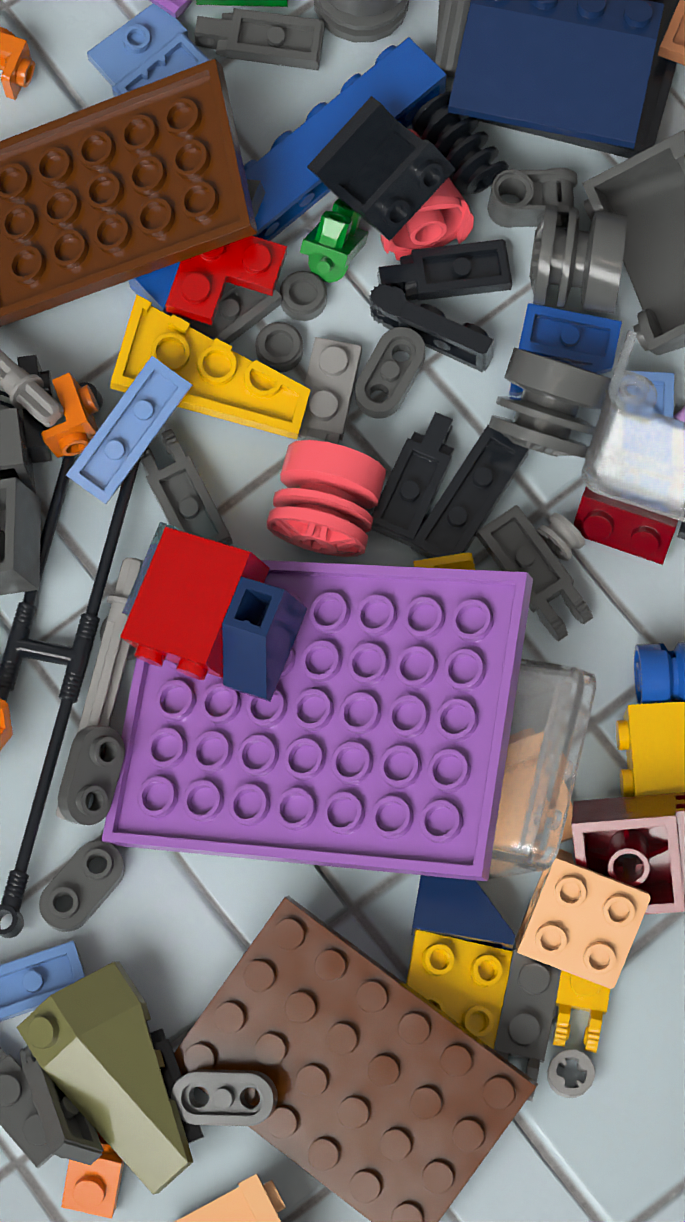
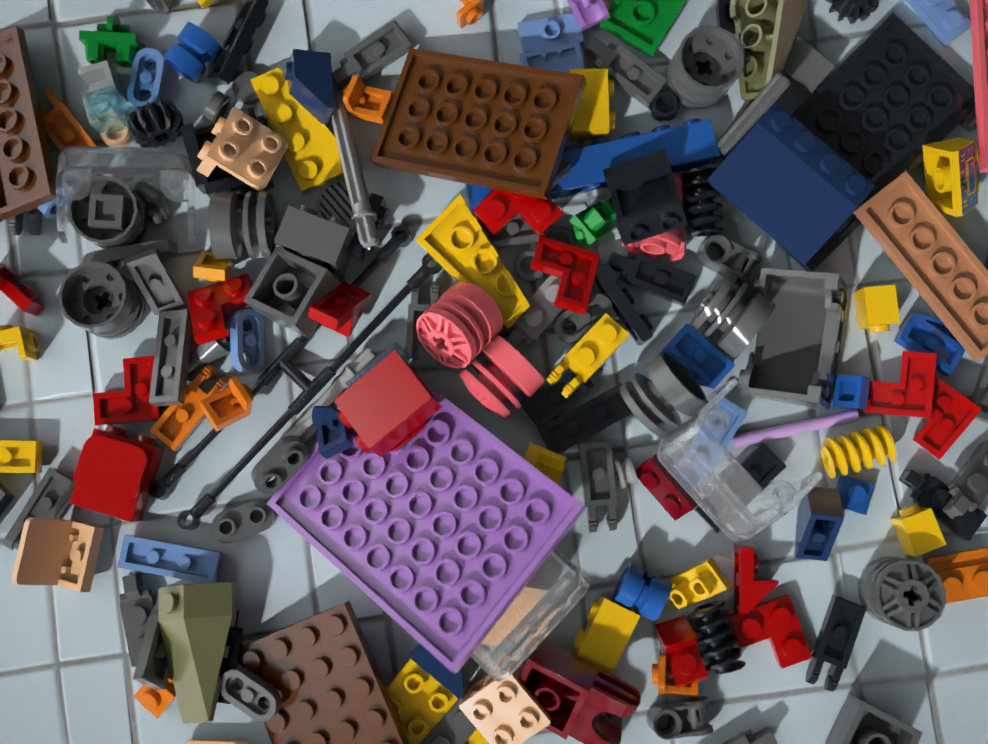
camera: 25 degrees right, 10 degrees up
(60, 527) = (340, 308): none -> red slope
(80, 426) = (390, 242): orange bracket -> none
(129, 430) = (410, 274): medium blue plate -> none
(137, 686) = (331, 432): none -> dark blue plate
(231, 458) = (459, 325): none -> coral wheel
(256, 112) = (593, 115): none -> yellow brick
(258, 637) = (411, 447): dark blue slope -> none
(338, 311) = (573, 266): none -> red plate
(339, 45) = (671, 103): none -> black plate
(424, 406) = (590, 353): none -> yellow hinge

